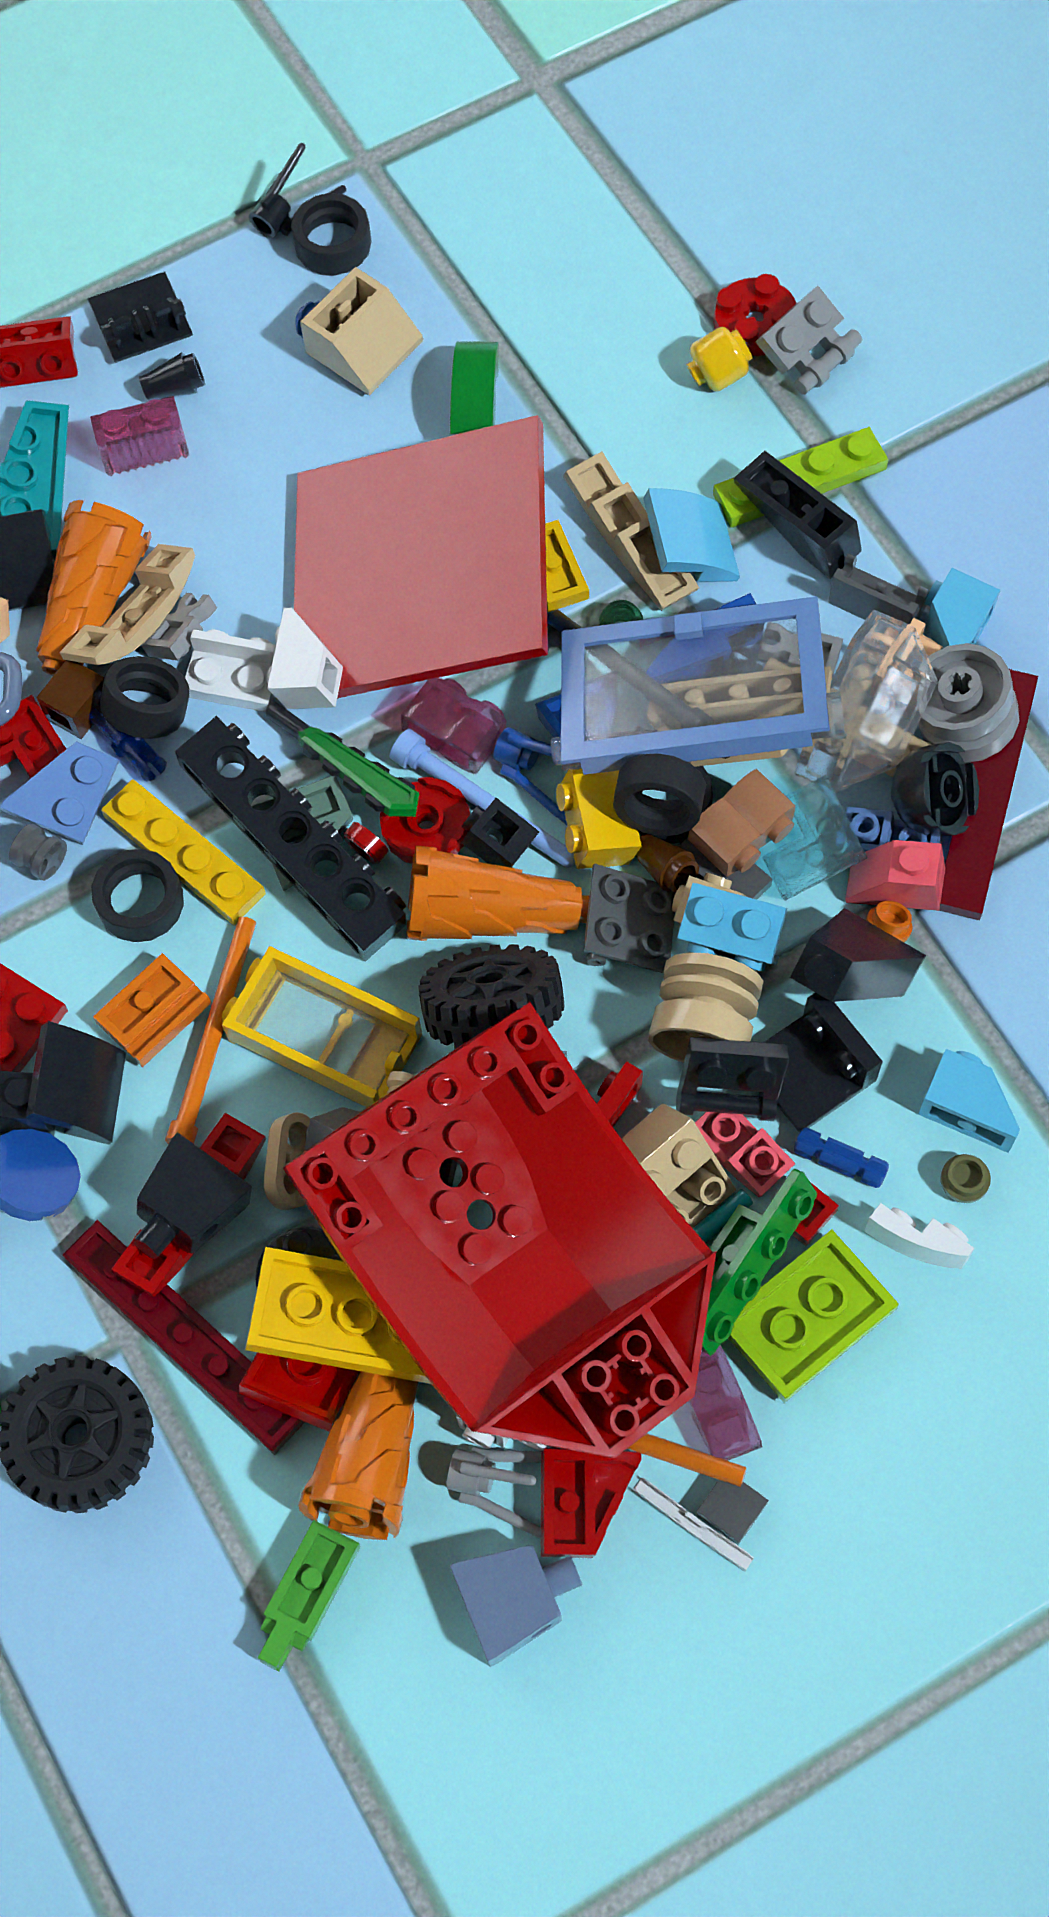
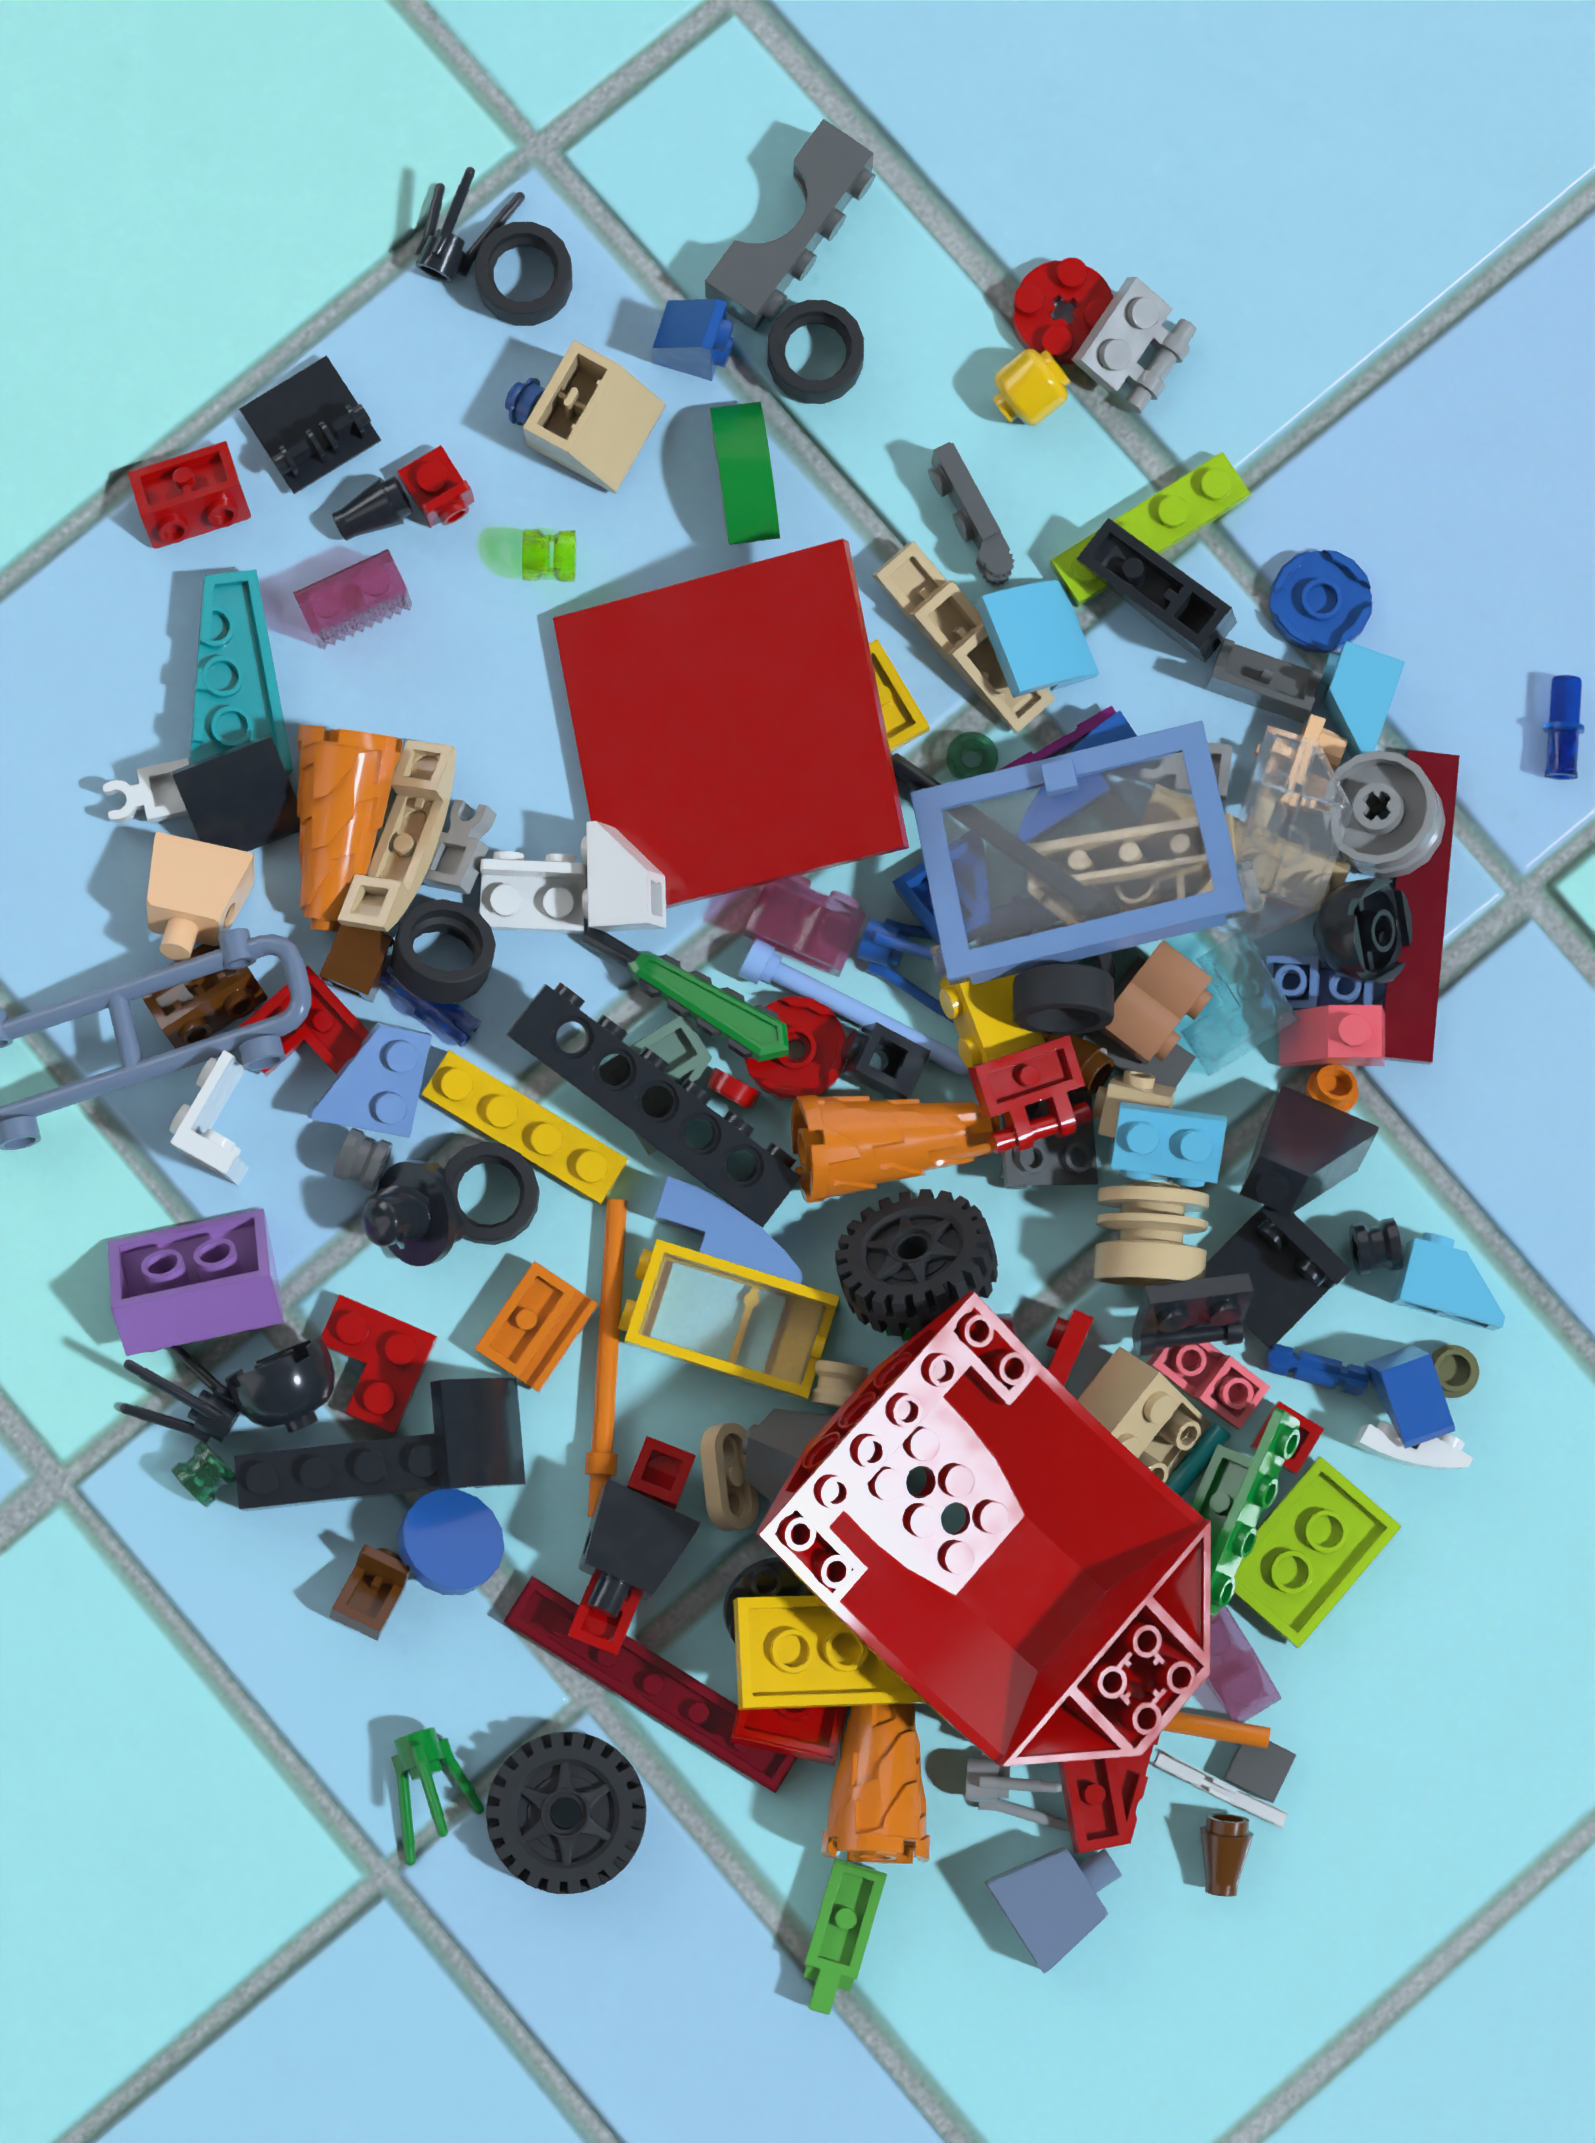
camera: 20 degrees left, 15 degrees up
(65, 895) = (413, 1213): none -> black plate
(228, 372) = (437, 488): none -> red bracket
(304, 426) = (537, 555): none -> clear neon green wheel
(327, 948) = (725, 1230): none -> medium blue slope
(454, 287) = (694, 337): none -> blue slope
(514, 256) = (755, 275): none -> dark grey arch
(543, 289) = (823, 313): none -> black tyre
(616, 858) = (1023, 1079): none -> red plate
(654, 440) = (973, 516): none -> dark grey hinge
(685, 1580) = (1224, 1850): none -> reddish brown cone
(909, 1057) = (1376, 1246): none -> black wheel
(924, 1185) = (1411, 1395): none -> blue slope
(932, 544) = (1320, 601): none -> blue tile

